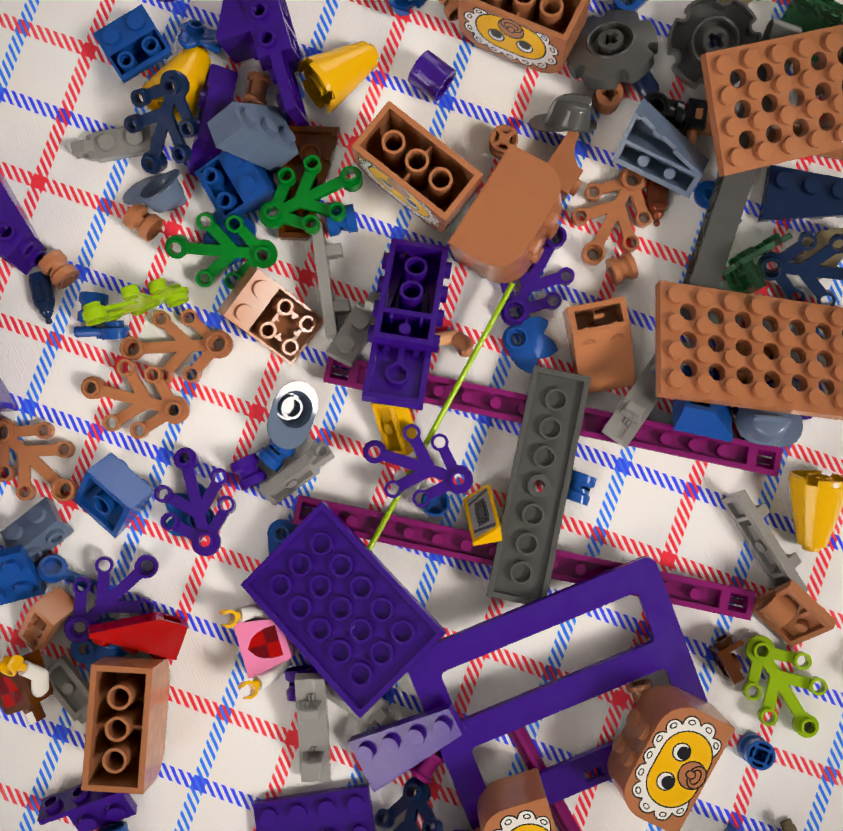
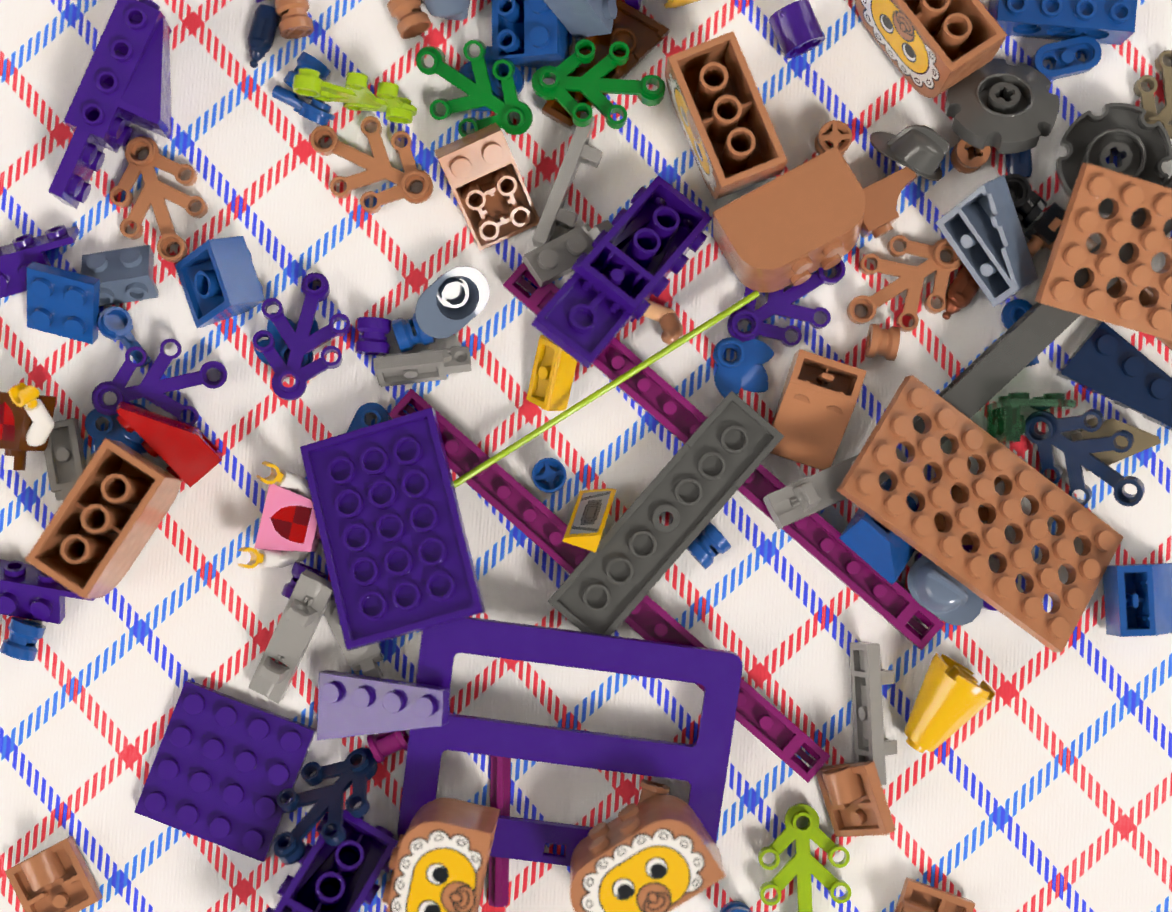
camera: 25 degrees right, 0 degrees up
(46, 618) = (80, 370): nougat arch -> none
(140, 400) = (302, 199): nougat plant -> none
(348, 224) = (621, 136): blue wheel -> none
(423, 467) = (556, 432): dark purple plant -> none
(728, 662) = (759, 814): reddish brown bracket -> none

